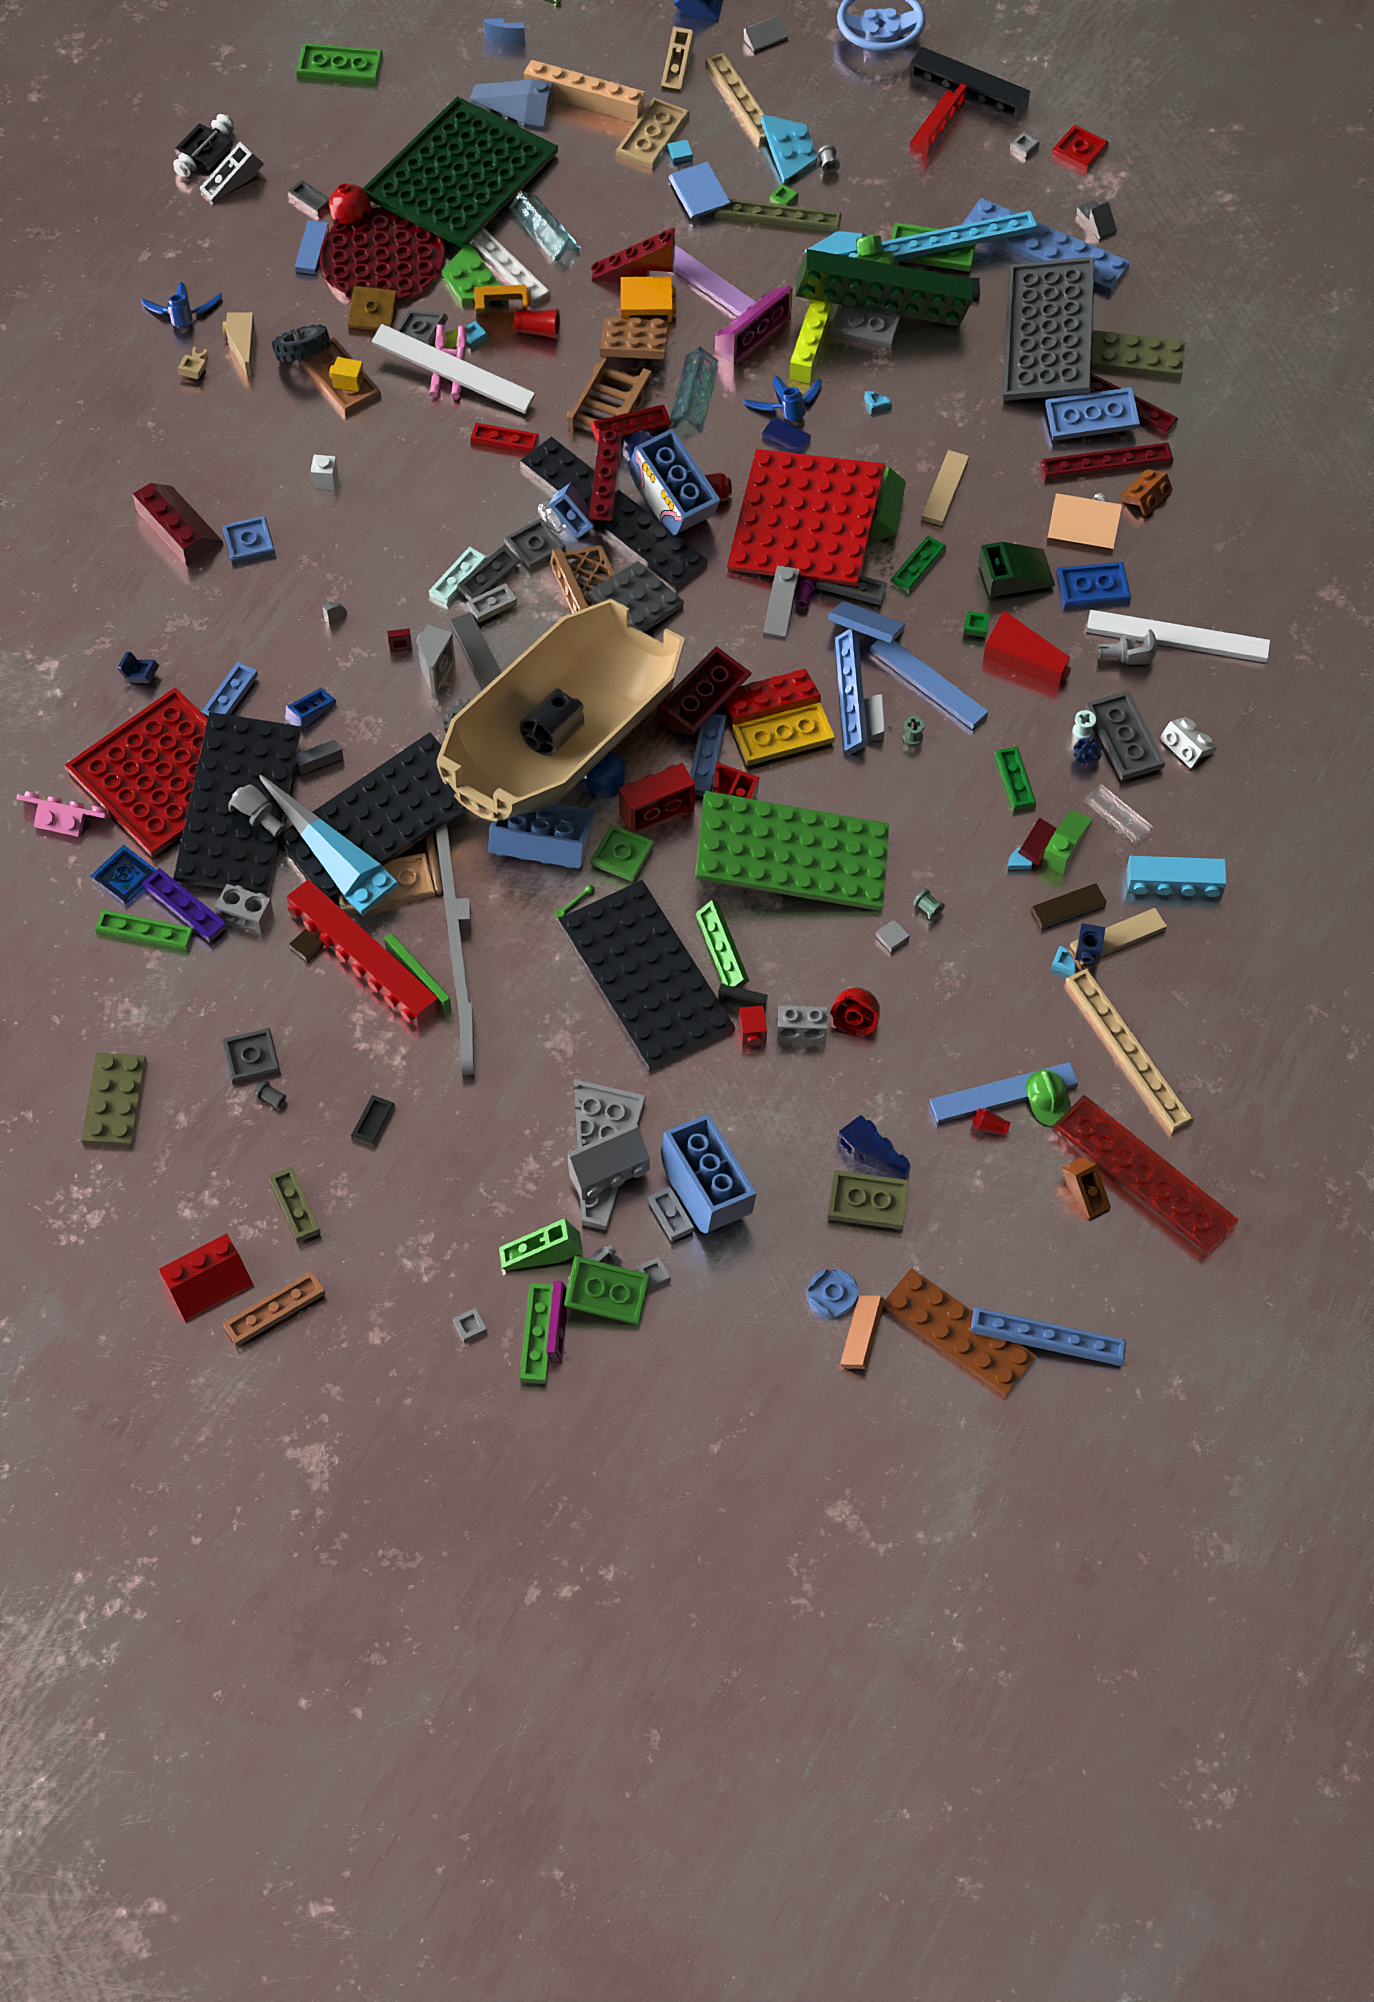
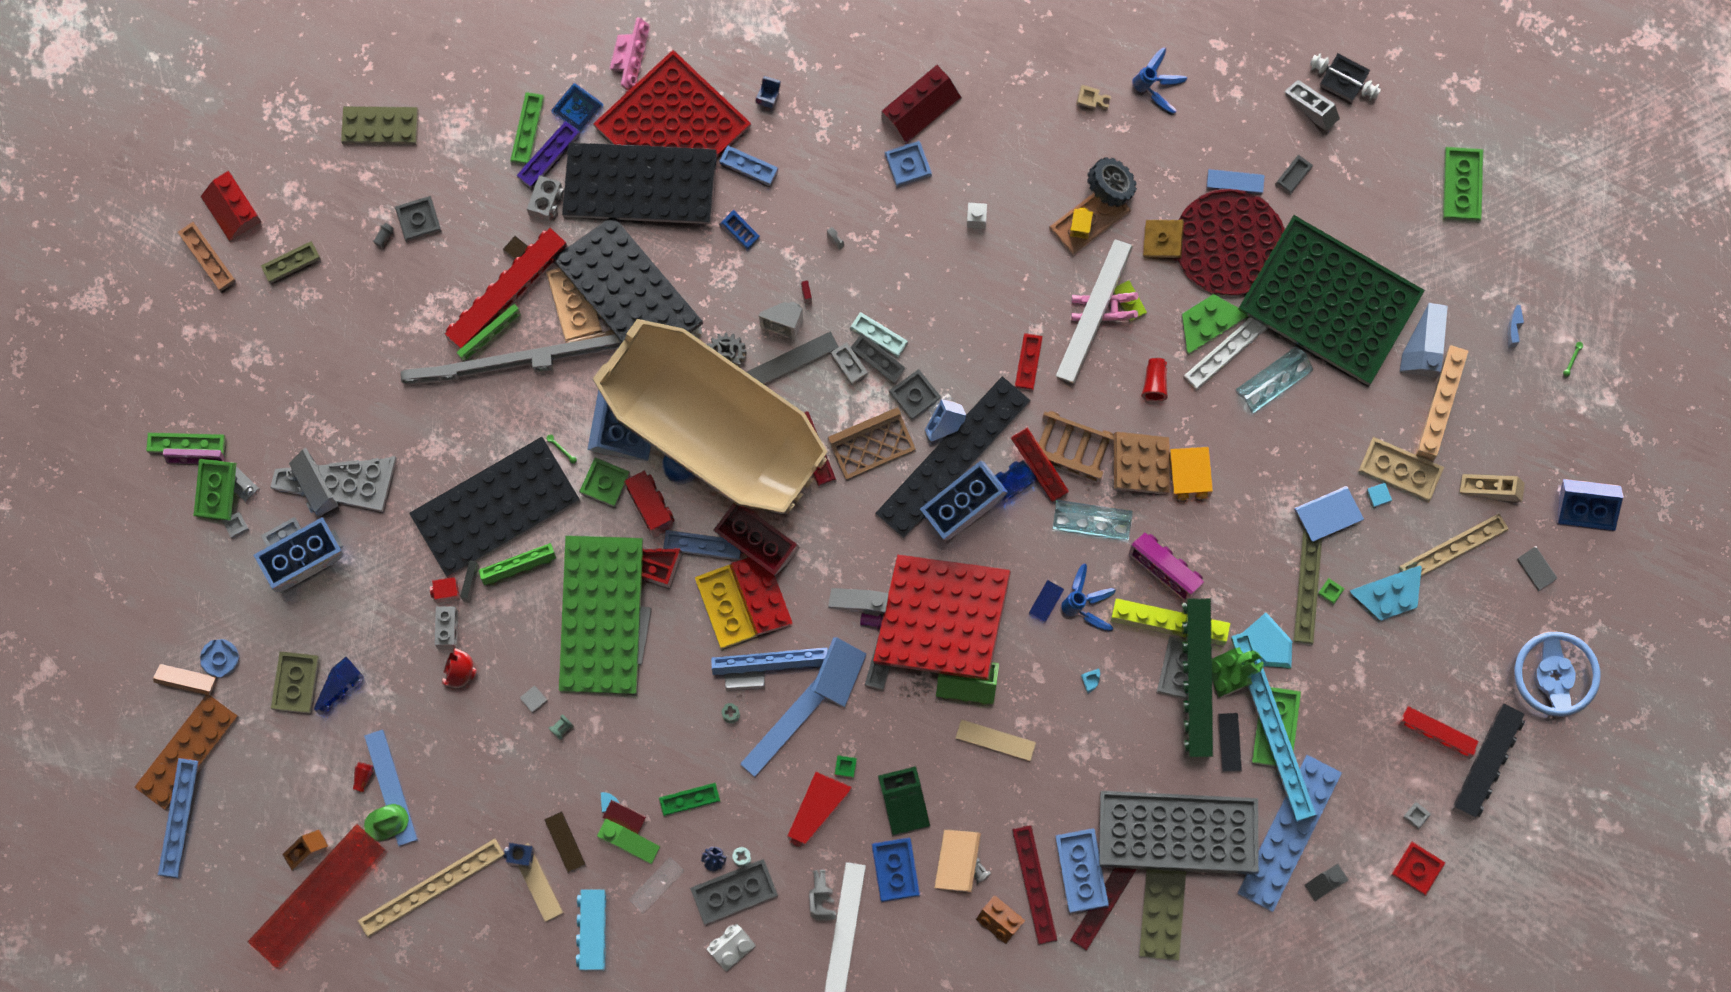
camera: 90 degrees right, 15 degrees up
(240, 336) = (1122, 133): tan slope -> none
(255, 804) = (622, 193): light grey piece -> none
(318, 757) = (692, 239): dark grey slope -> none
(349, 203) = (1280, 207): red cylinder -> none
(353, 871) = (572, 272): medium azure plate -> none
(373, 1121) = (363, 312): pearl dark grey tile -> none
(422, 325) = (1143, 279): dark grey tile -> none
(470, 1325) = (194, 395): light grey tile -> none
(475, 334) = (1144, 327): medium azure tile -> none
(500, 293) = (1177, 344): light orange panel -> none
(545, 1246) = (253, 441): bright green slope -> none
(552, 722) = (704, 411): black cylinder -> none
(606, 476) = (962, 443): dark red slope -> none
(637, 260) = (1228, 459): dark red slope -> none
(642, 593) = (857, 480): dark grey plate -> none
(711, 283) = (1225, 522): lavender tile -> none
(720, 484) = (979, 541): red head -> none
(828, 156) = (1378, 630): light grey bush -> none
(918, 564) = (910, 717): green tile -> none
(1064, 962) = (512, 836): medium azure tile -> none

